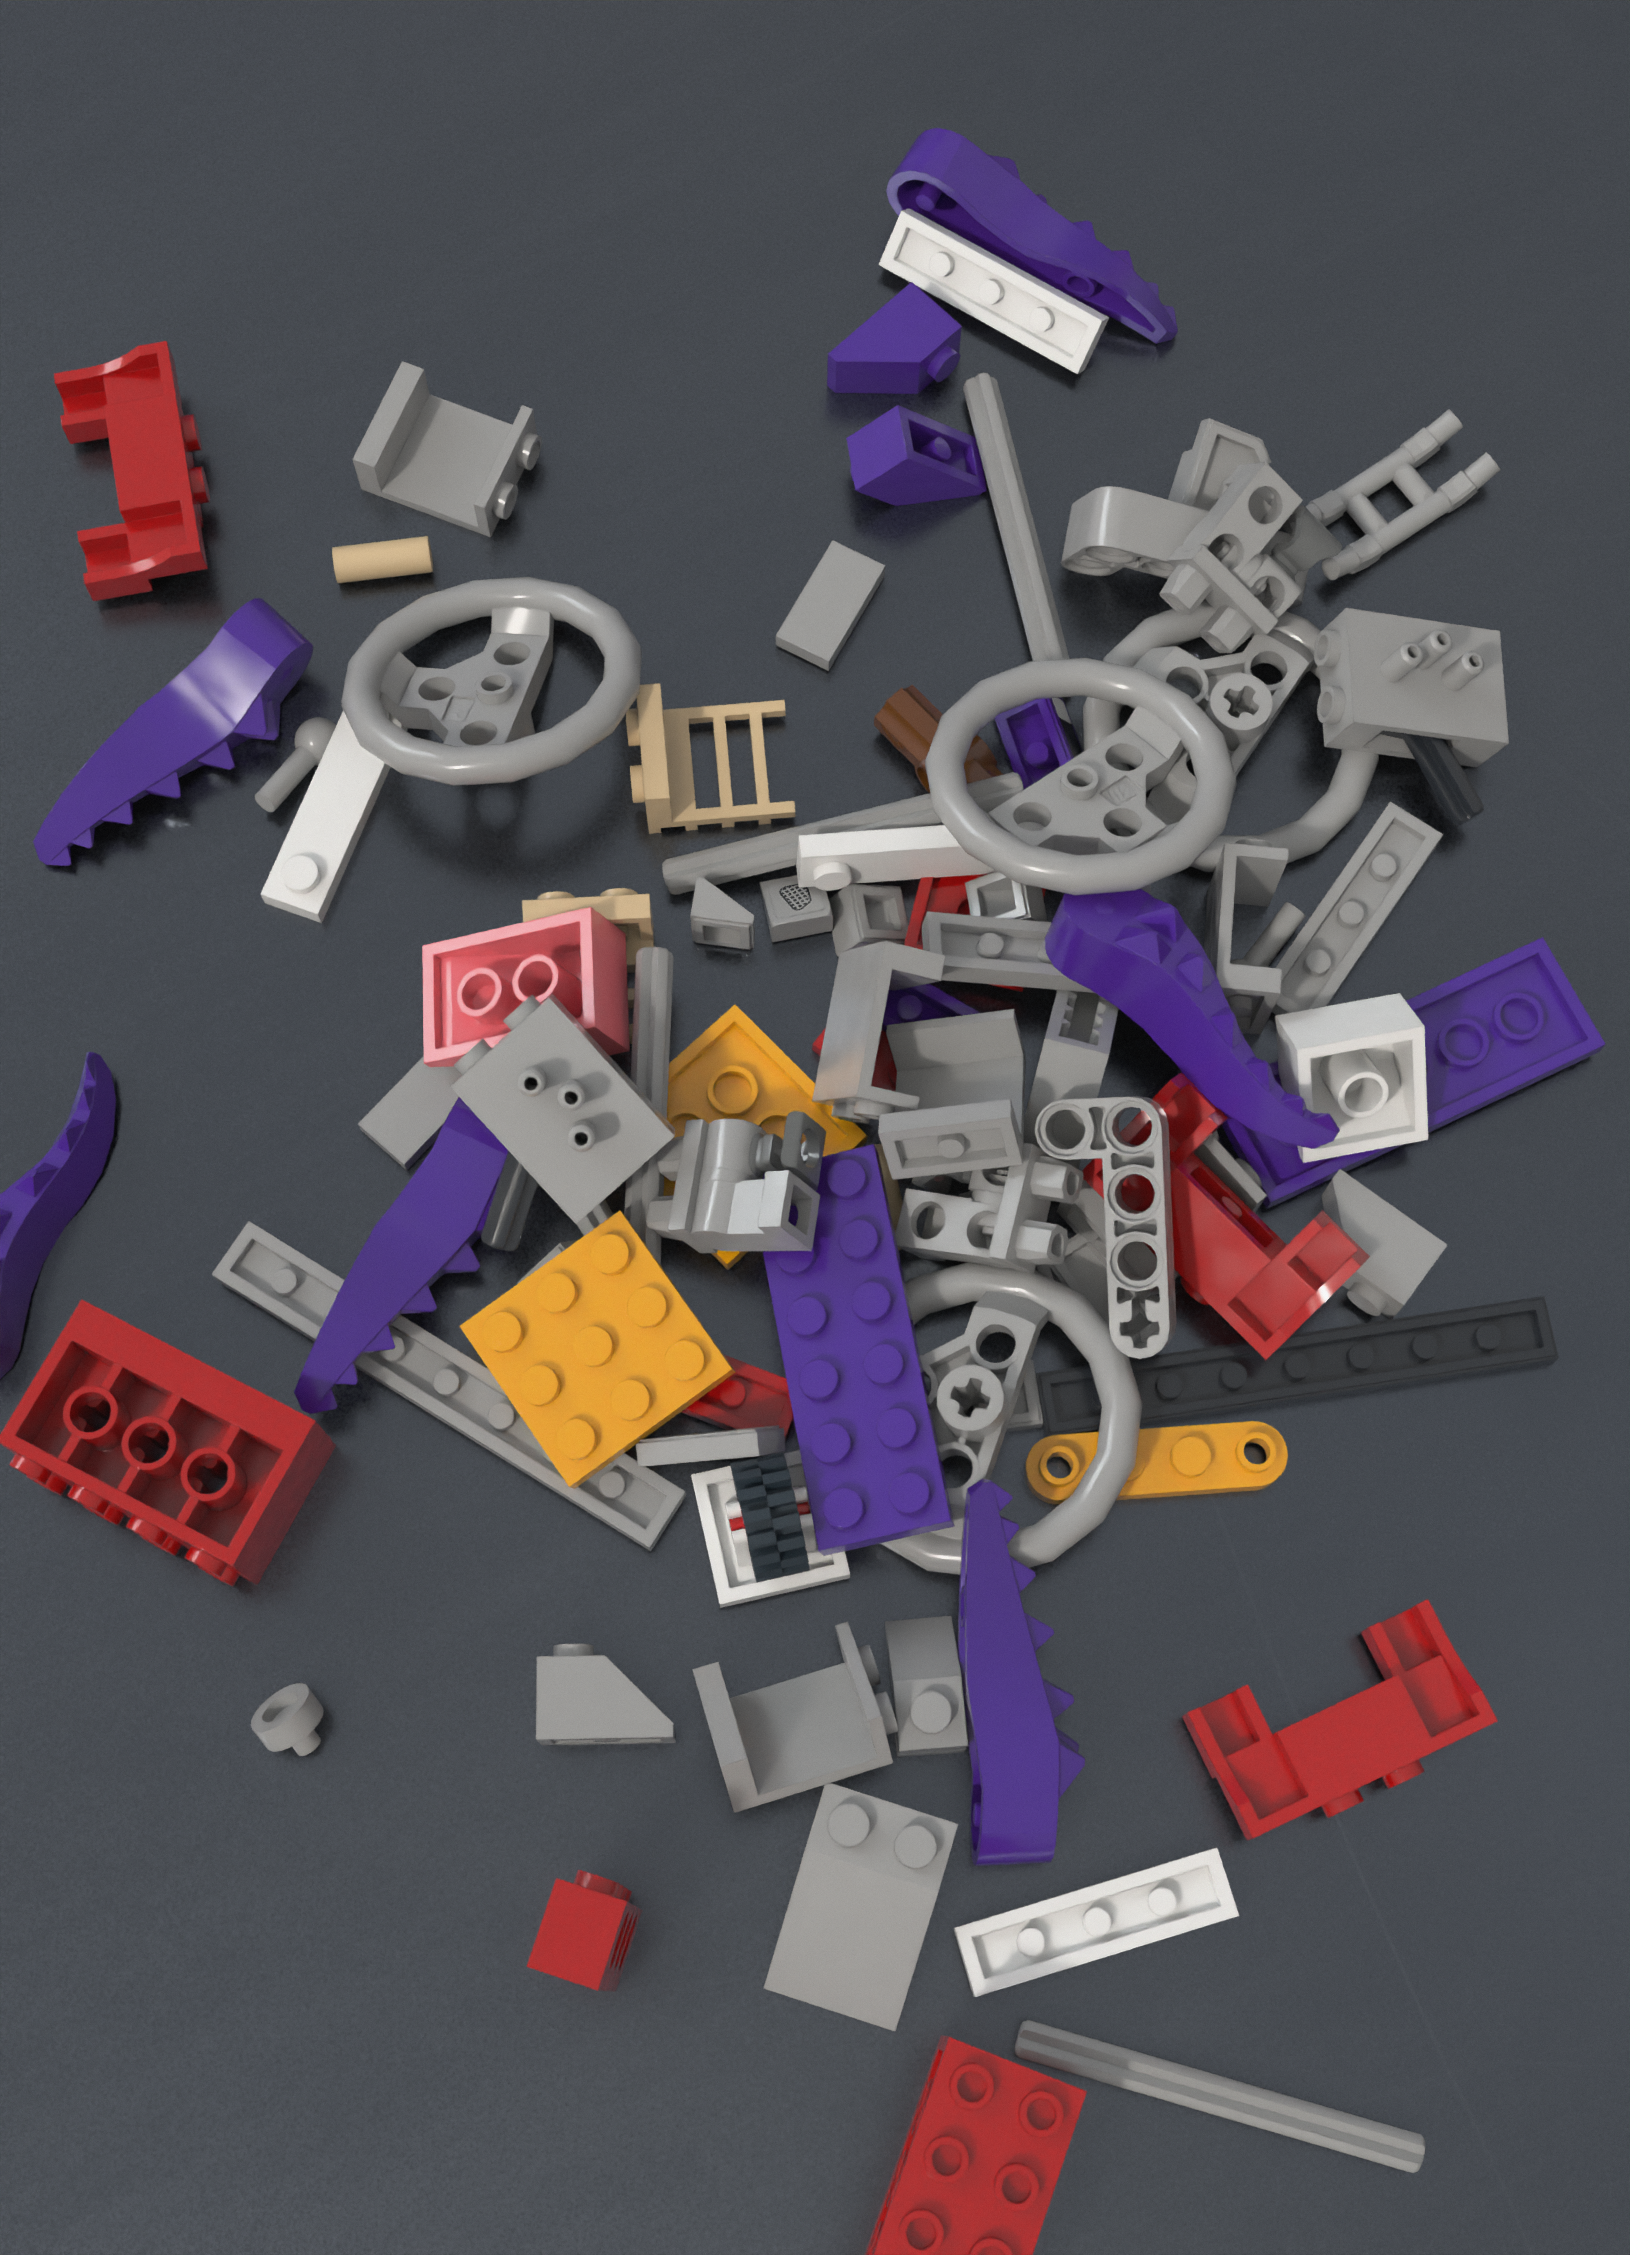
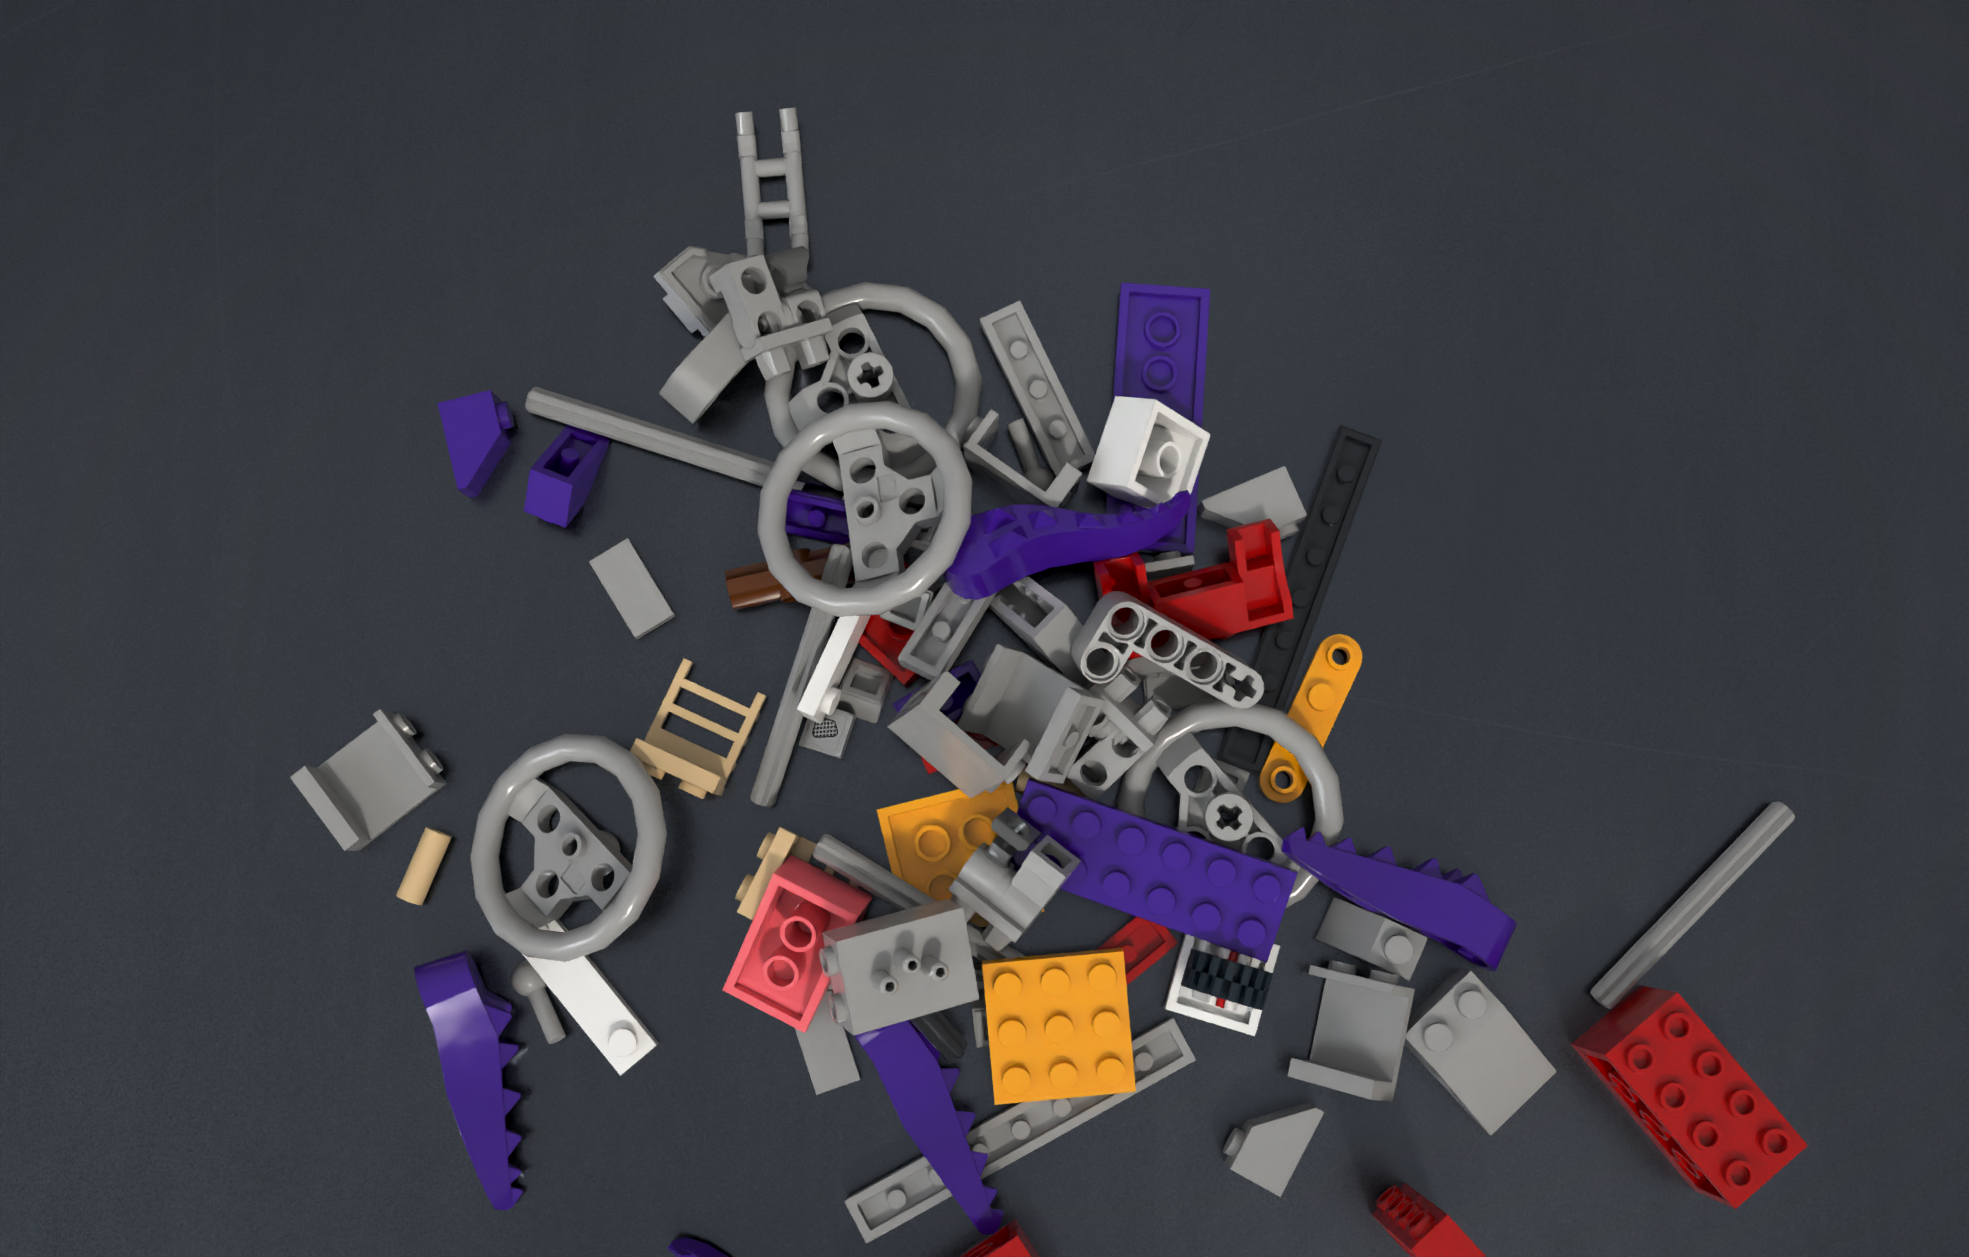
camera: 60 degrees left, 10 degrees up
(156, 483) = (262, 987): red bracket -> none
(710, 1446) = (1158, 988): light grey tile -> none
(720, 919) = (811, 787): light grey slope -> none
(991, 207) = (439, 311): dark purple animal -> none
(993, 291) = (470, 351): white plate -> none
(1095, 1922) = (1560, 918): white plate -> none
(1369, 1736) = (1541, 706): red bracket -> none
(1415, 695) = (919, 260): light grey piece -> none

